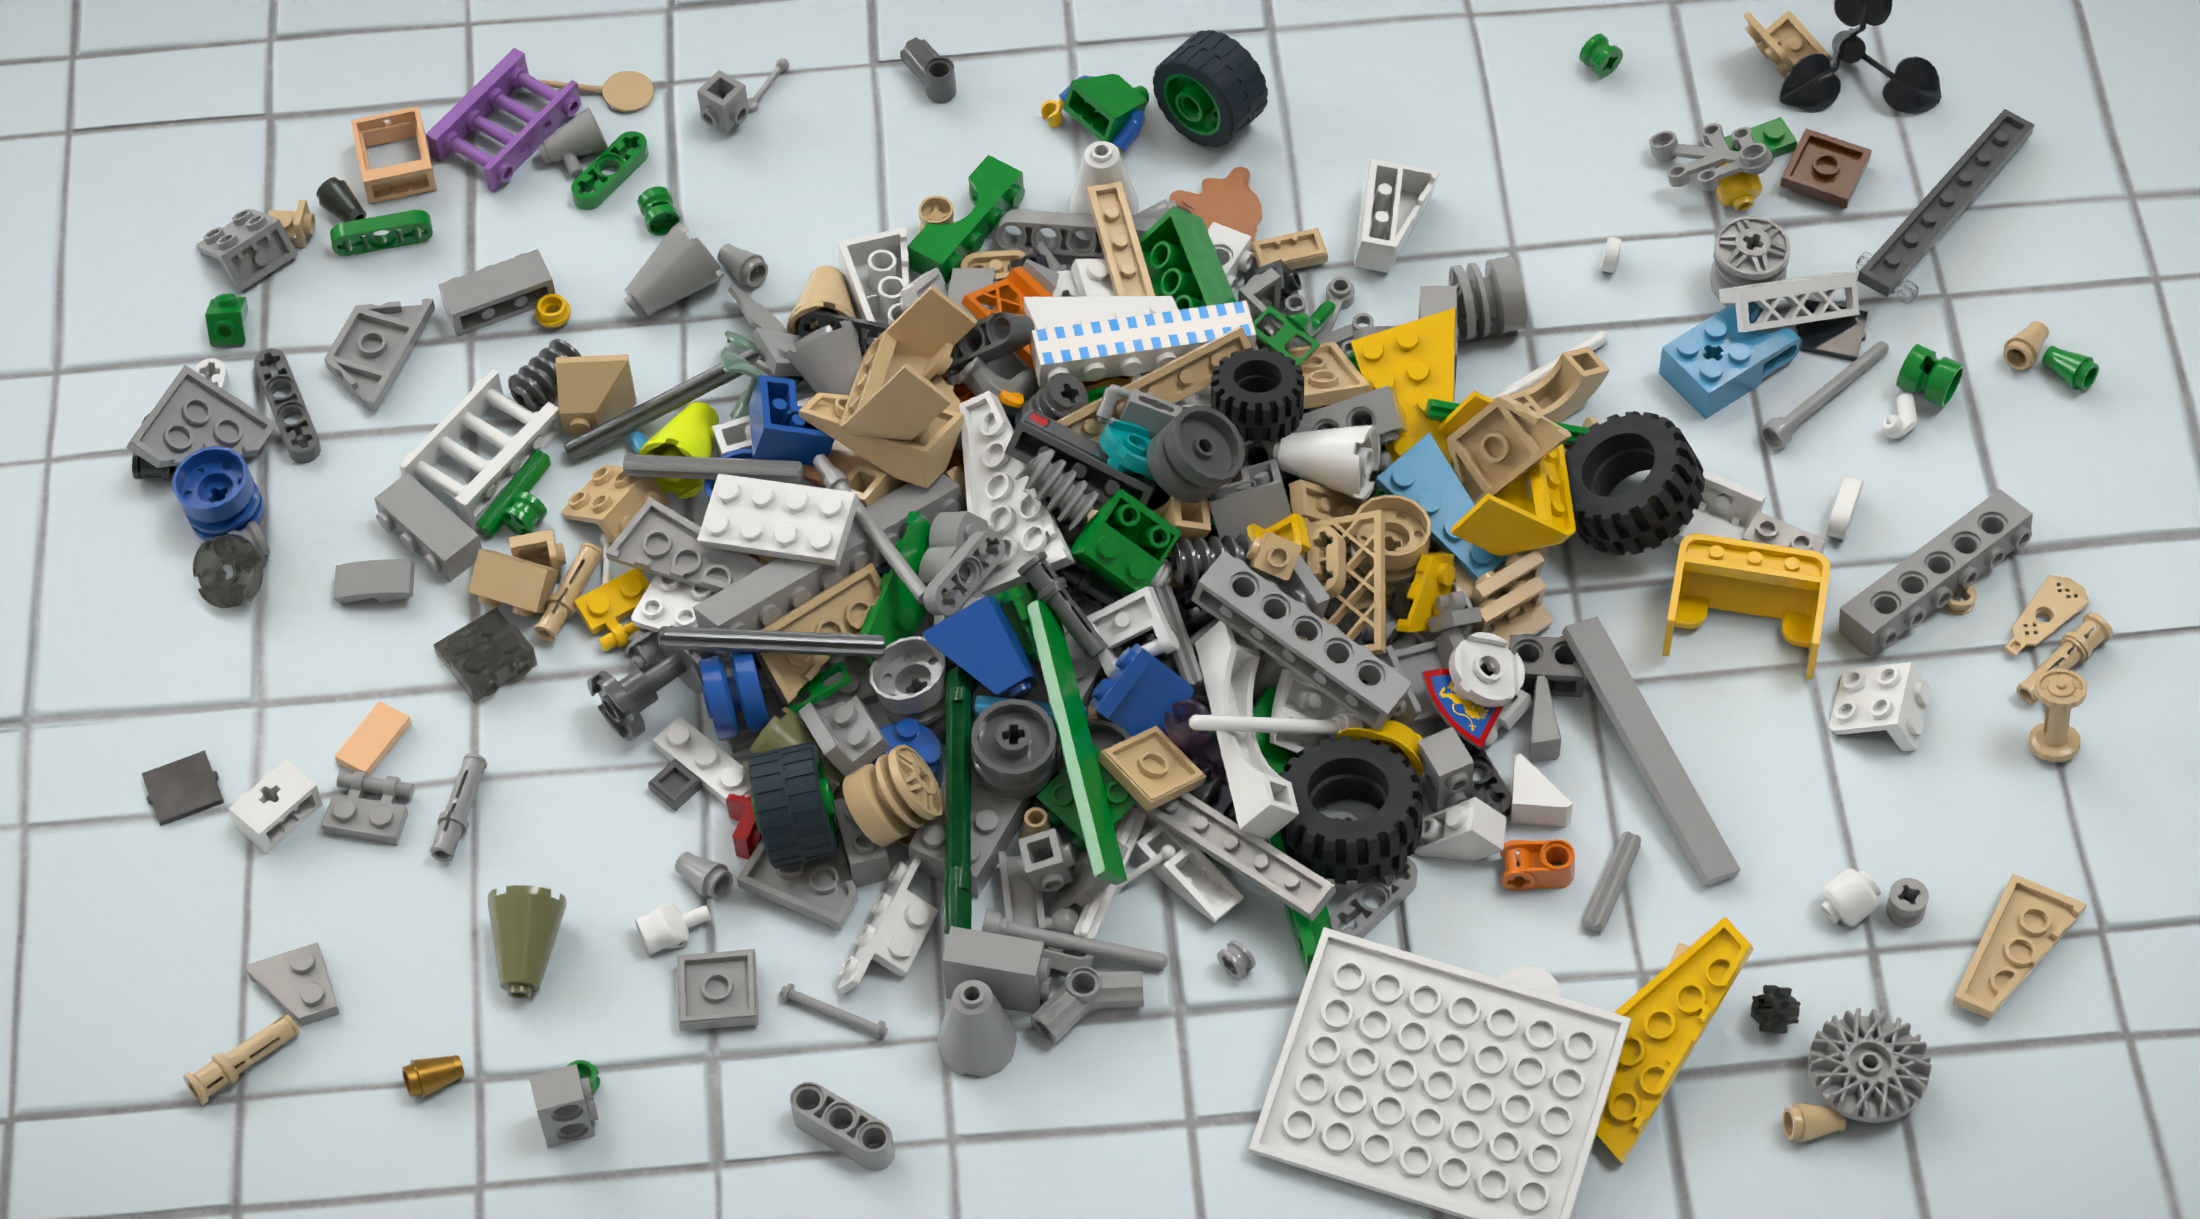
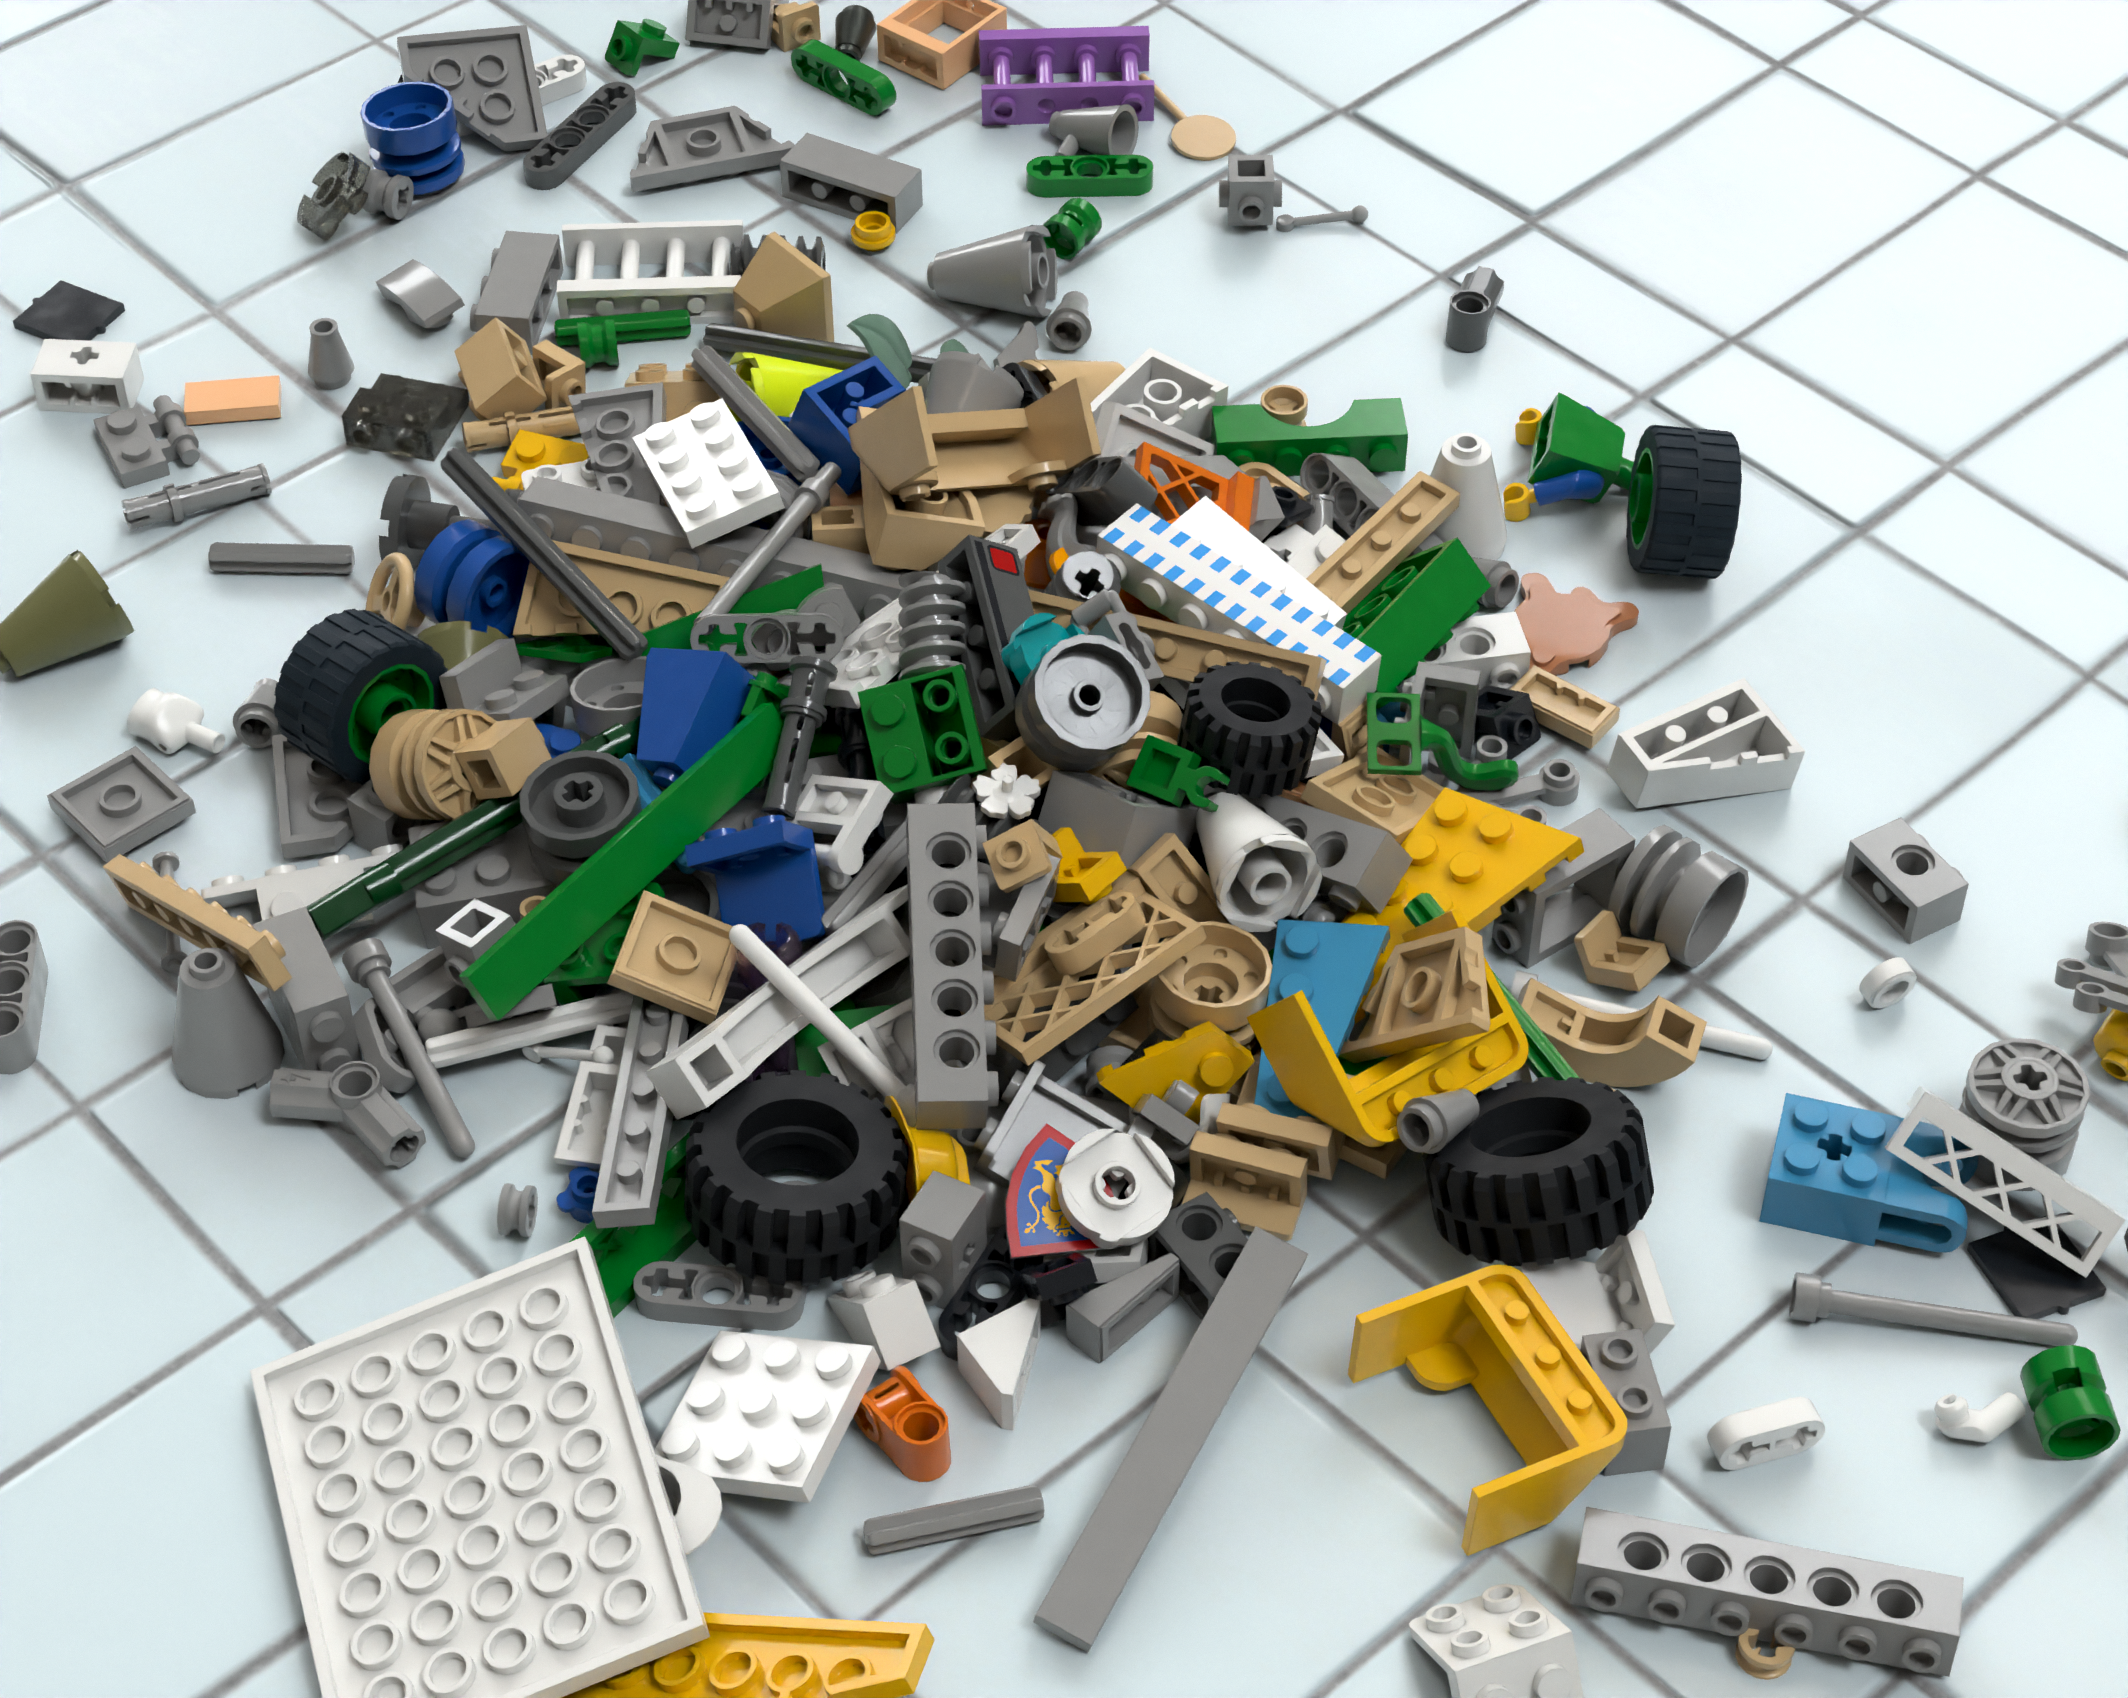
camera: 50 degrees right, 10 degrees down
(394, 664) = (328, 356): none -> light grey cone
(561, 792) = (281, 558): none -> light grey axle
(698, 746) = (397, 599): none -> tan piece
(888, 993) = (198, 921): none -> tan plate
(938, 757) = (503, 757): none -> tan brick
(1208, 534) = (1006, 793): none -> white plant
(1250, 929) = (578, 1196): none -> blue plate
(1261, 451) = (1171, 773): none -> green plate
(1485, 918) = (768, 1412): none -> white plate
(1494, 353) = (1618, 959): none -> tan bracket
(1514, 736) = (1058, 1284): none -> black bracket
(1550, 196) = (1905, 880): none -> light grey brick
(1583, 500) = (1436, 1119): none -> light grey cone

